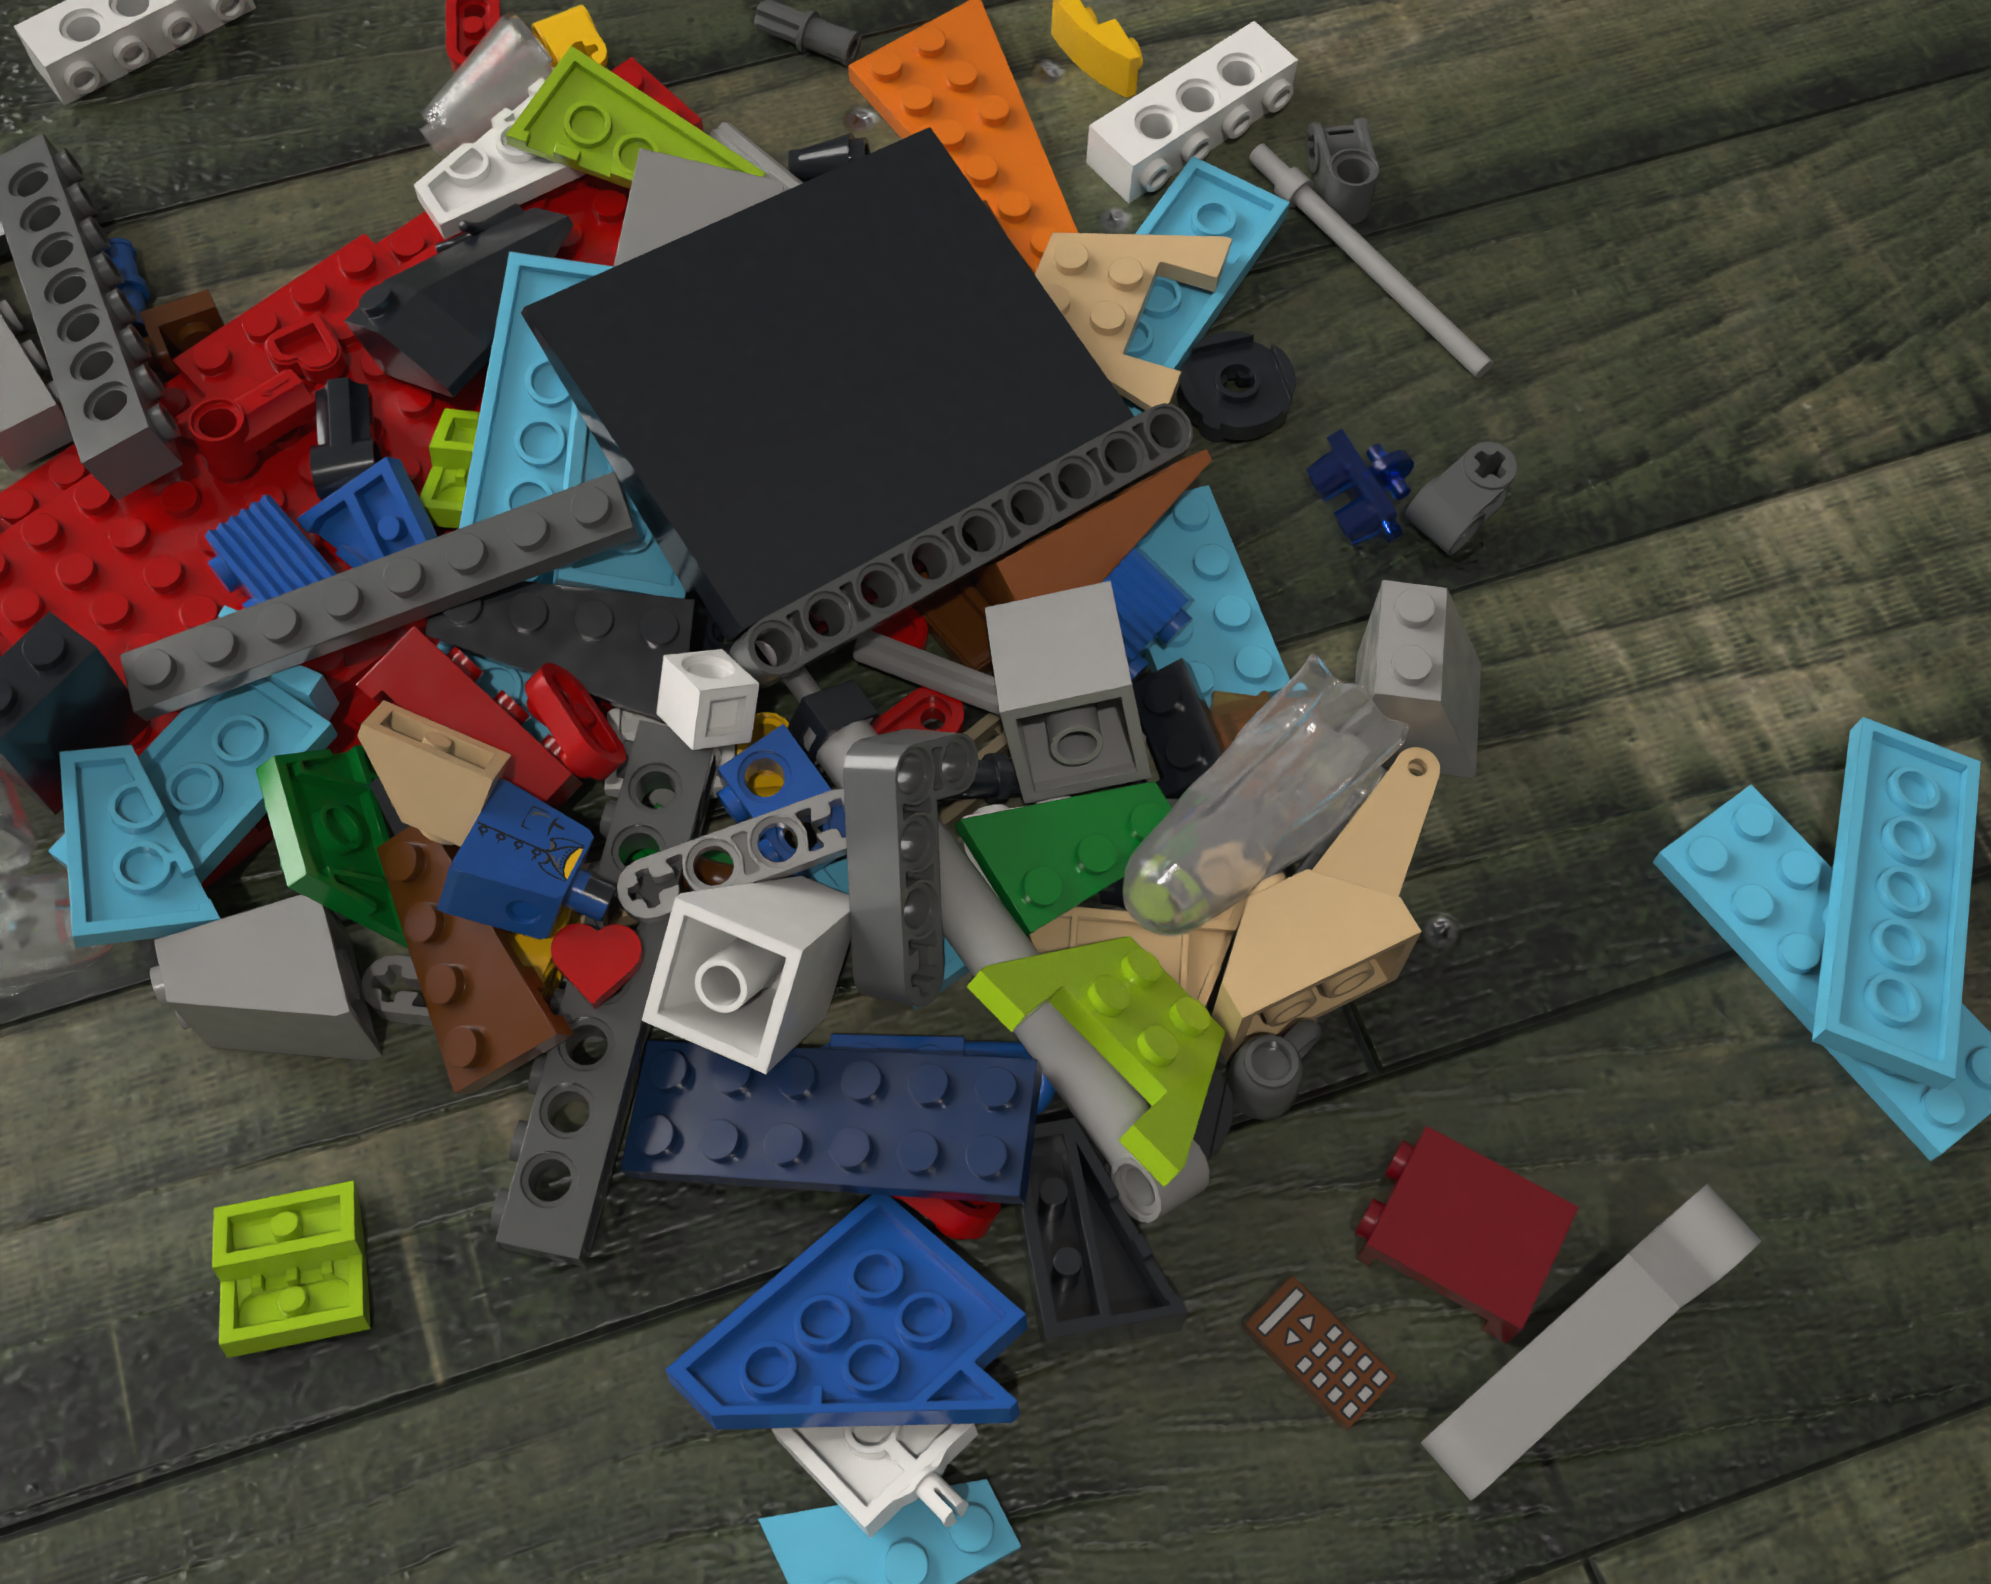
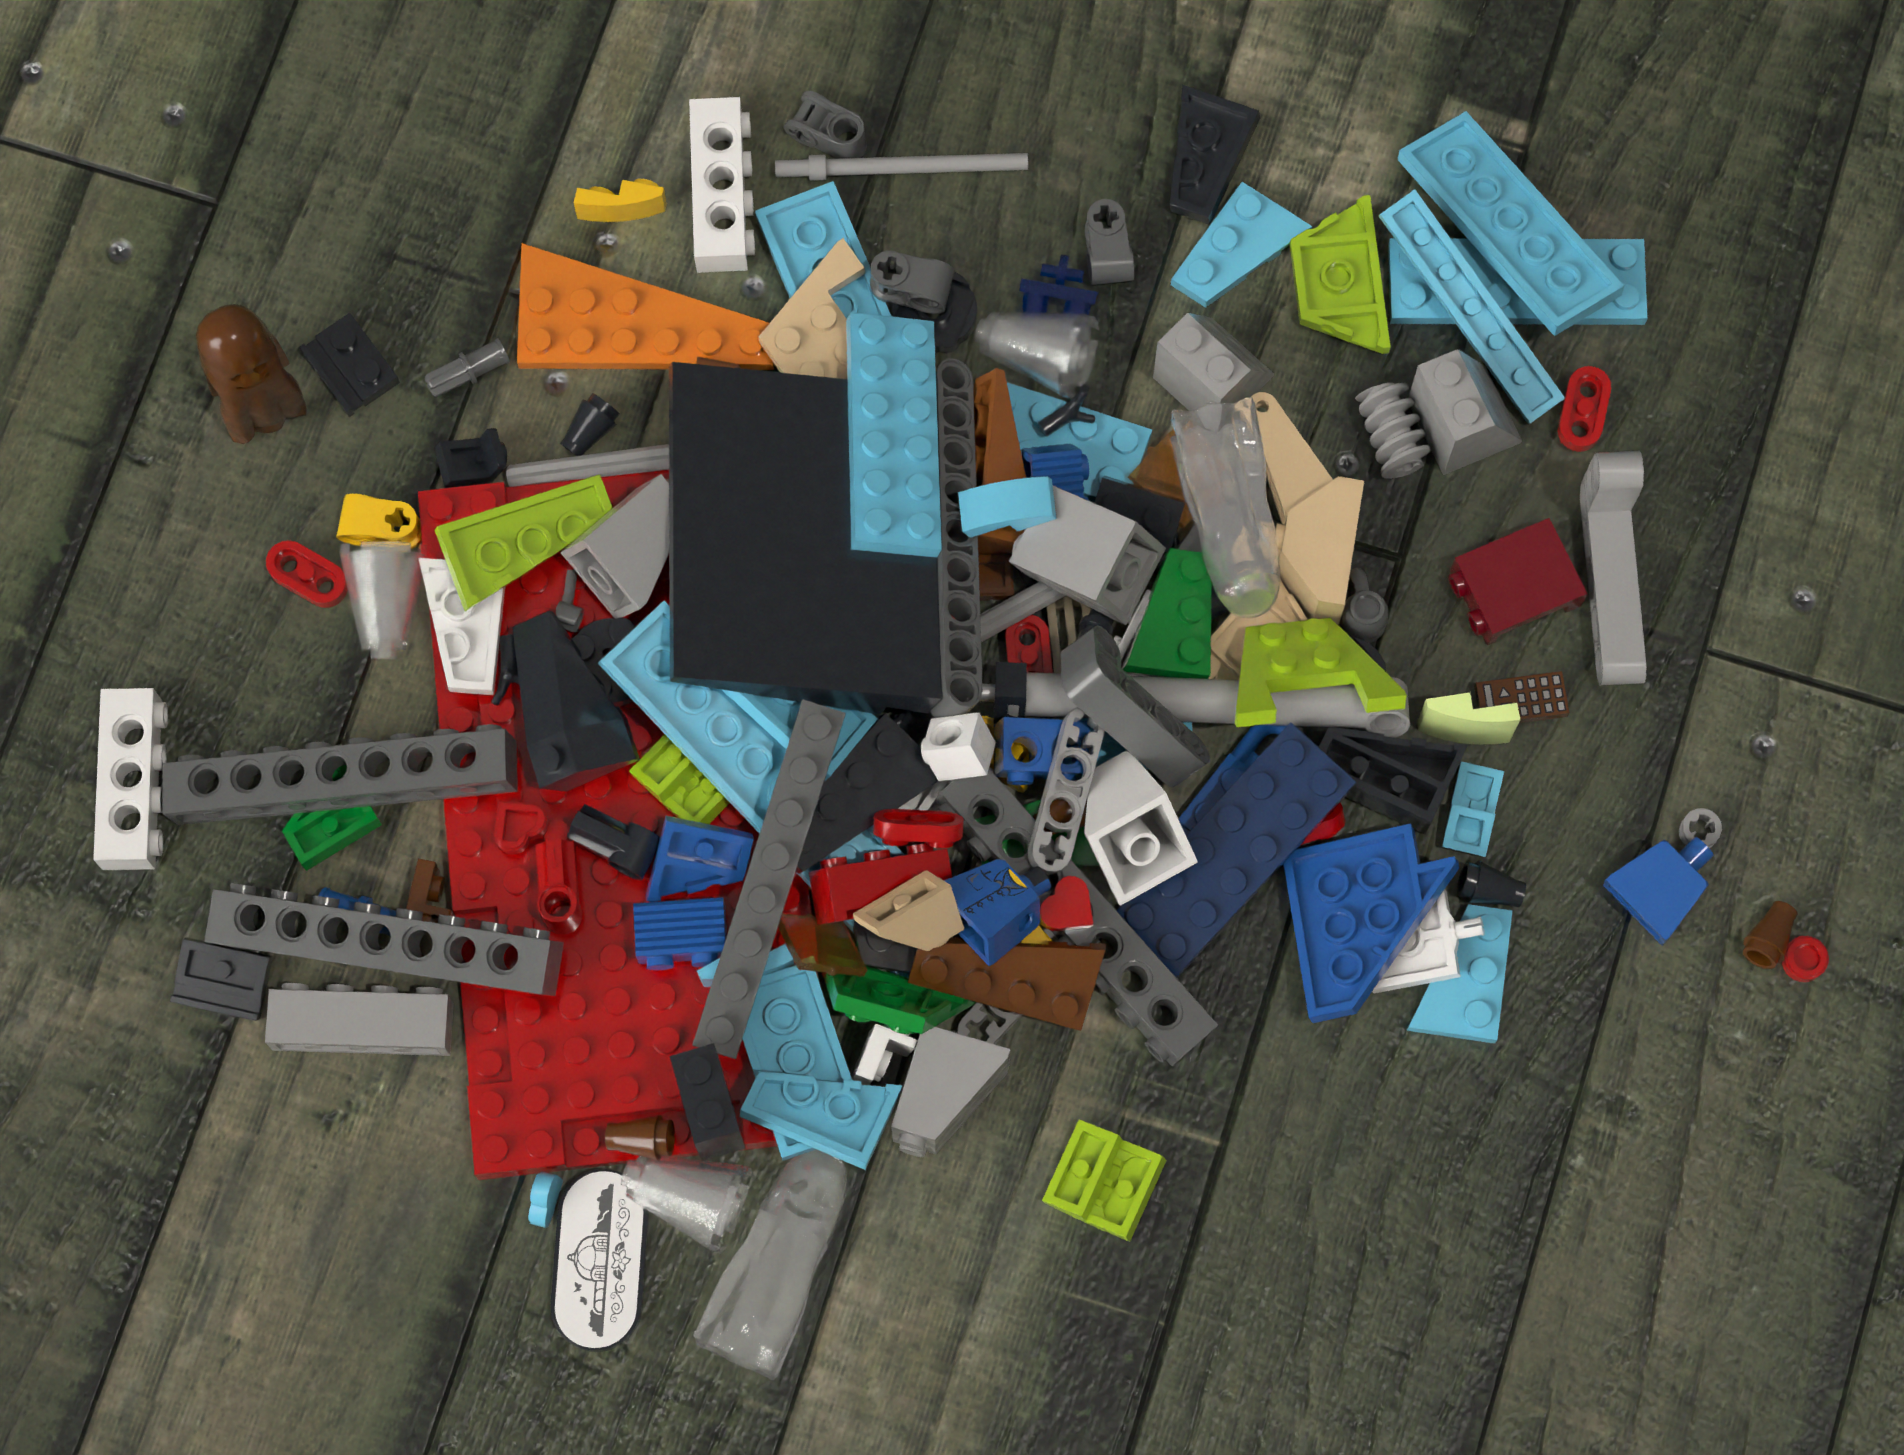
camera: 50 degrees left, 10 degrees up
(216, 203) = (324, 833): none -> green wing
(247, 874) = (874, 1058): none -> white bracket
(254, 167) = (491, 773): none -> dark grey brick
(333, 717) = (821, 947): none -> clear orange piece
(589, 244) = (567, 613): none -> dark grey hand
(707, 86) = (471, 460): none -> black bracket
(1032, 1490) = (1487, 885): none -> black cone
(1033, 400) = (893, 435): none -> medium azure plate
(1053, 556) = (1005, 503): none -> medium azure slope
(1122, 1393) = (1472, 809): none -> medium azure slope
(1213, 1272) = (1456, 720): none -> yellowish green slope
(1232, 578) = (1067, 413): none -> black bar
(1242, 325) = (915, 282): none -> dark grey piece
(1289, 512) = (1042, 346): none -> clear cone
(1526, 945) = (1392, 429): none -> light grey piece
(1595, 629) = (1235, 244): none -> medium azure wing
(1623, 1003) = (1460, 411): none -> light grey slope
(1653, 765) = (1341, 278): none -> lime wing
(1669, 530) = (1209, 149): none -> black wing
(1753, 1160) = (1582, 410): none -> red plate
(1755, 927) = (1471, 306): none -> medium azure plate

